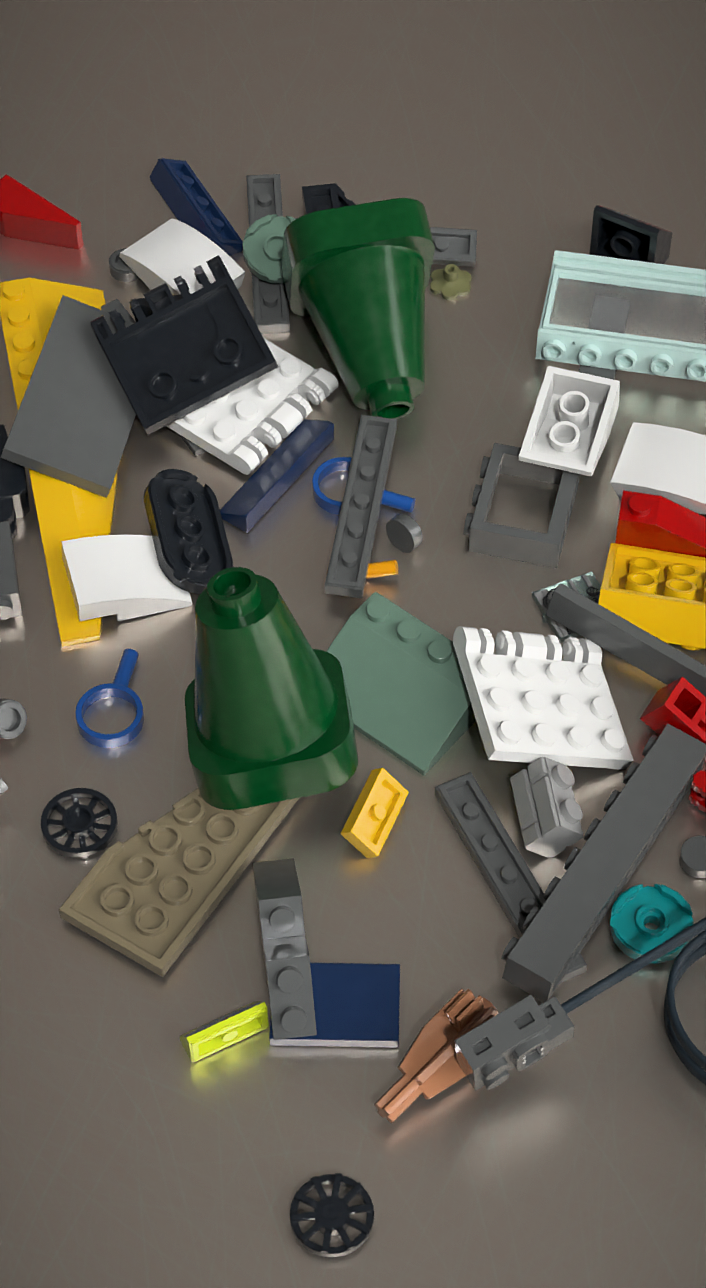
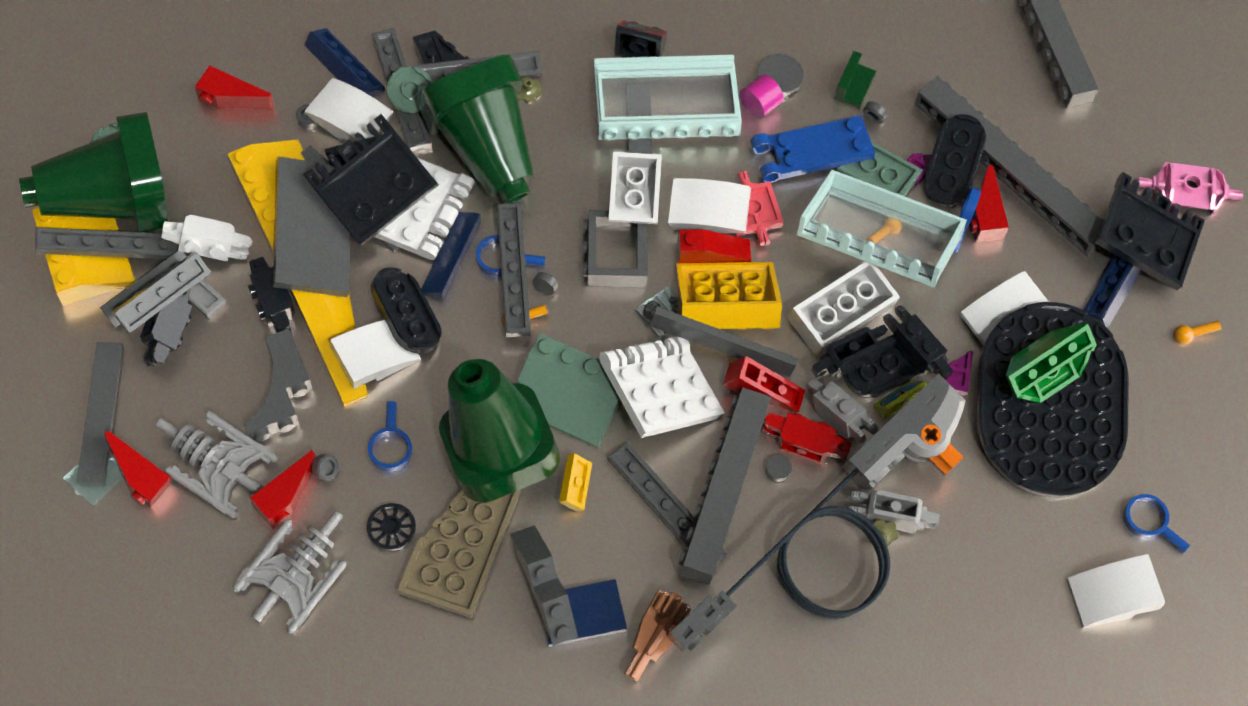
camera: 20 degrees left, 10 degrees up
(225, 1030) = (519, 643): neon yellow slope -> none
(547, 807) = (680, 457): light grey brick -> none
(644, 906) = (759, 506): teal plate -> none

